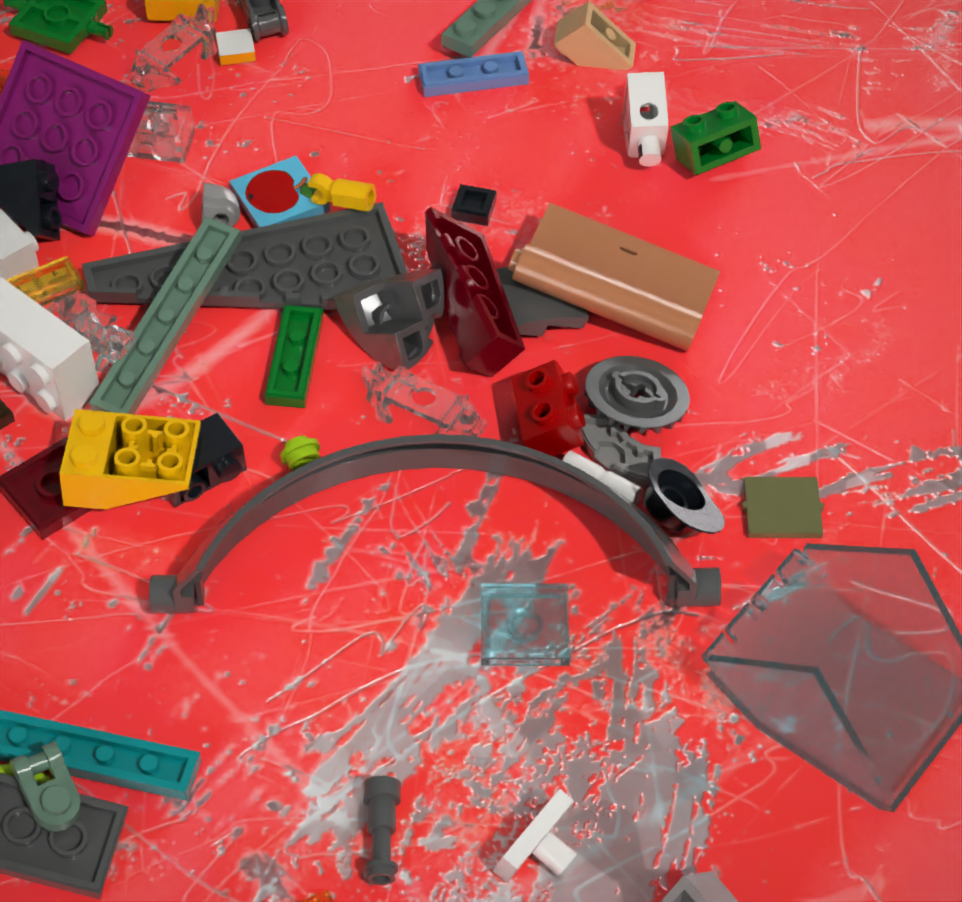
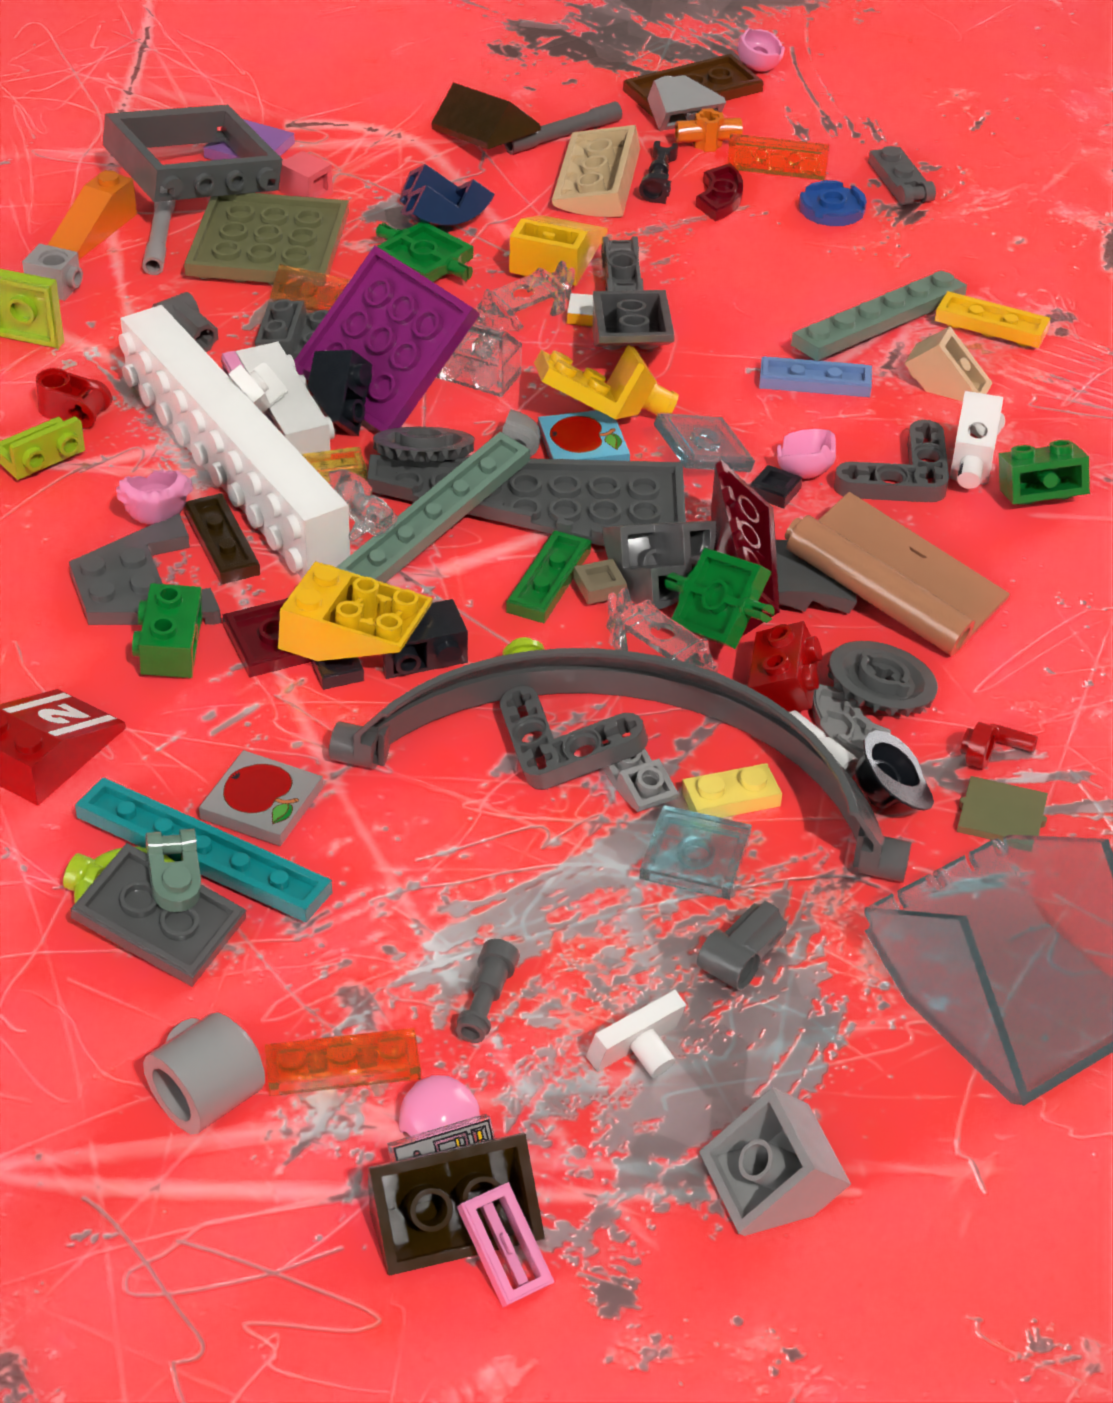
camera: 15 degrees right, 10 degrees down
(99, 674) = (261, 797): none -> tile
(127, 516) = (338, 672): none -> tile
(130, 238) = (423, 443): none -> dark grey gear
(288, 56) = (631, 318): none -> flat silver slope
(297, 143) = (624, 394): none -> yellow plate
(342, 192) = (644, 444): yellow bar -> none
(345, 352) = (599, 580): none -> dark tan plate
(368, 552) = (559, 752): none -> dark grey beam
(397, 174) = (703, 441): none -> clear light blue tile
(443, 556) = (641, 781): none -> light grey slope
(470, 352) = (720, 597): none -> green plate
(494, 163) = (807, 452): none -> bright pink hair
(537, 550) = (732, 791): none -> light yellow plate
(593, 165) = (868, 478): none -> dark grey beam
(597, 724) = (738, 951): none -> dark grey piece
(744, 441) = (980, 742): none -> red plate

